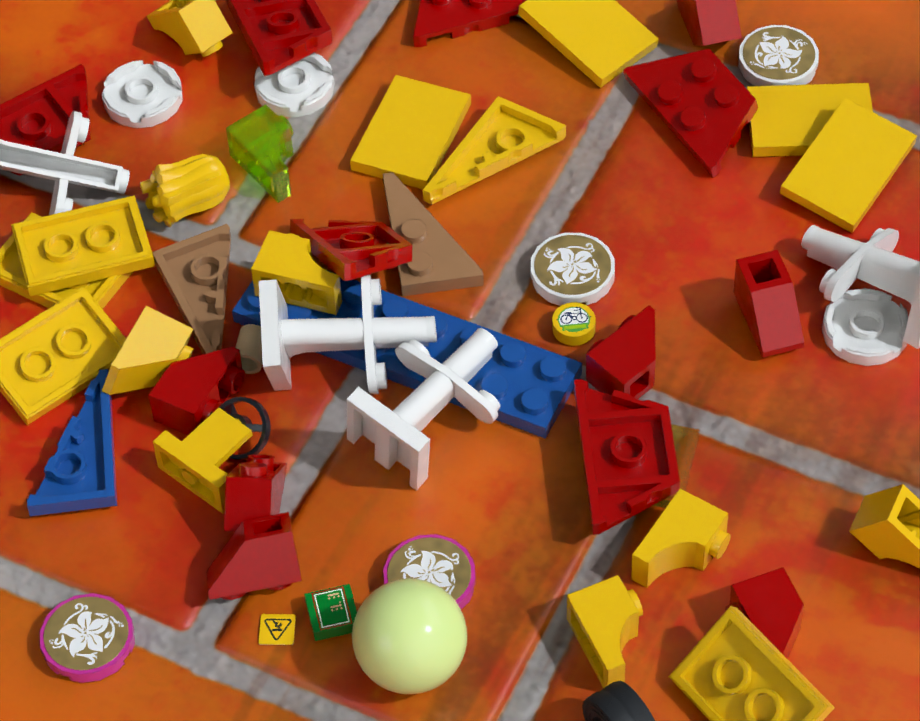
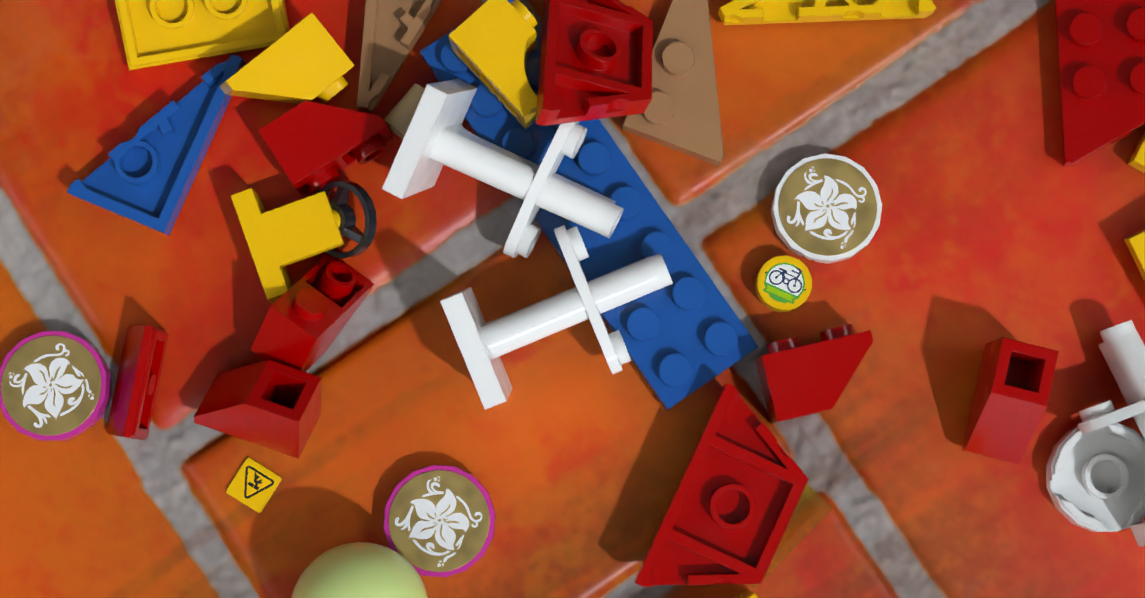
camera: 25 degrees right, 30 degrees up
(147, 602) = (137, 382): none -> red slope
(331, 611) = (316, 504): green tile -> none

